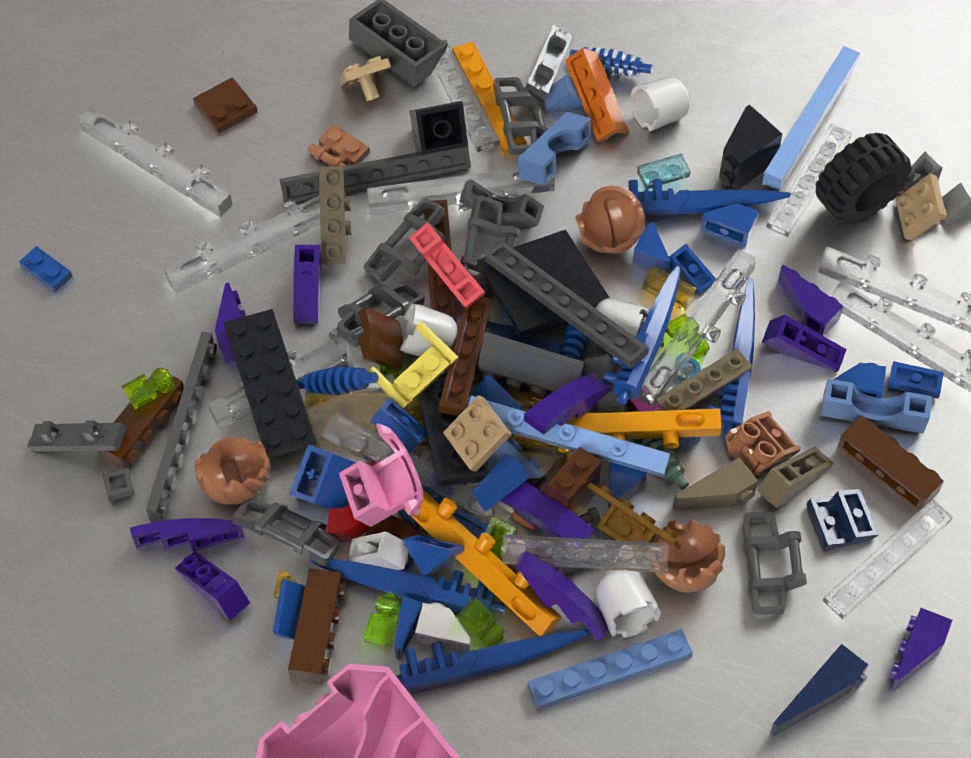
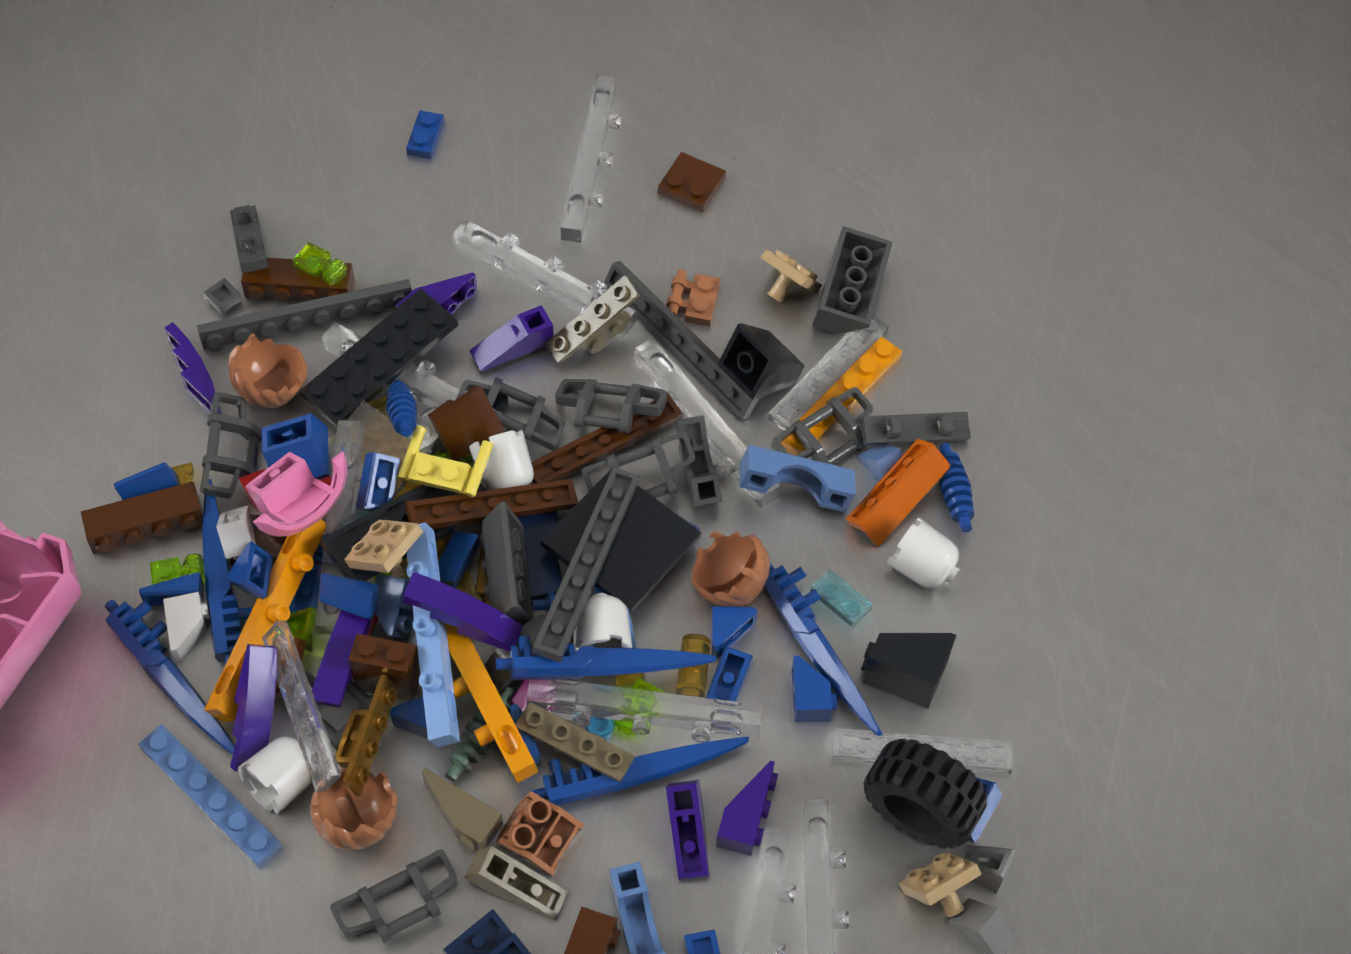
camera: 60 degrees right, 0 degrees up
(213, 585) = (149, 417): dark purple slope -> none
(447, 265) = (593, 445): coral slope -> none
(477, 621) = (202, 647): clear neon green plate -> none
(811, 118) = (999, 715): light blue piece -> none
(867, 378) = (670, 907): blue slope -> none

